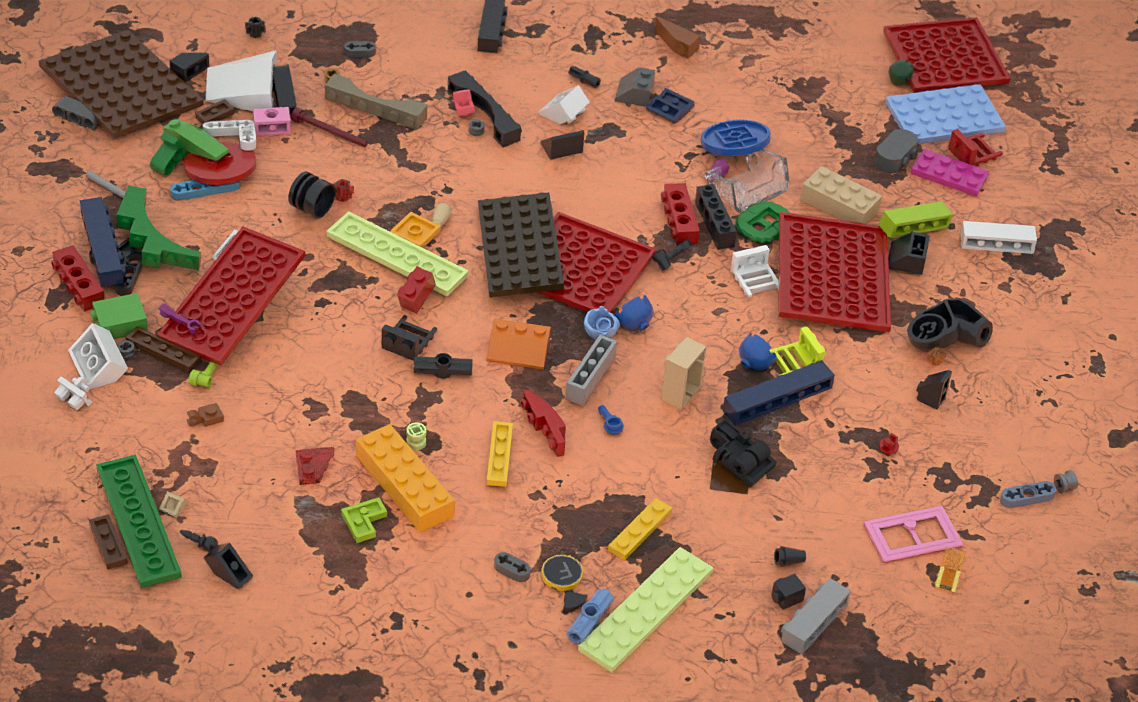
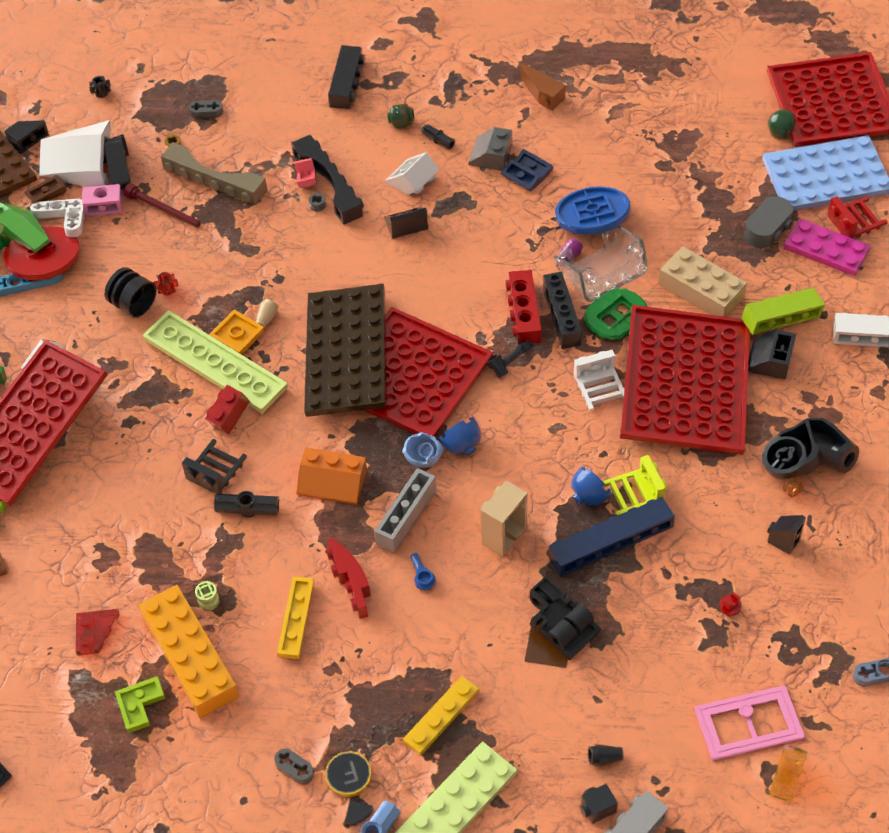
camera: 10 degrees right, 10 degrees up
(548, 58) = (401, 115): none -> dark green head

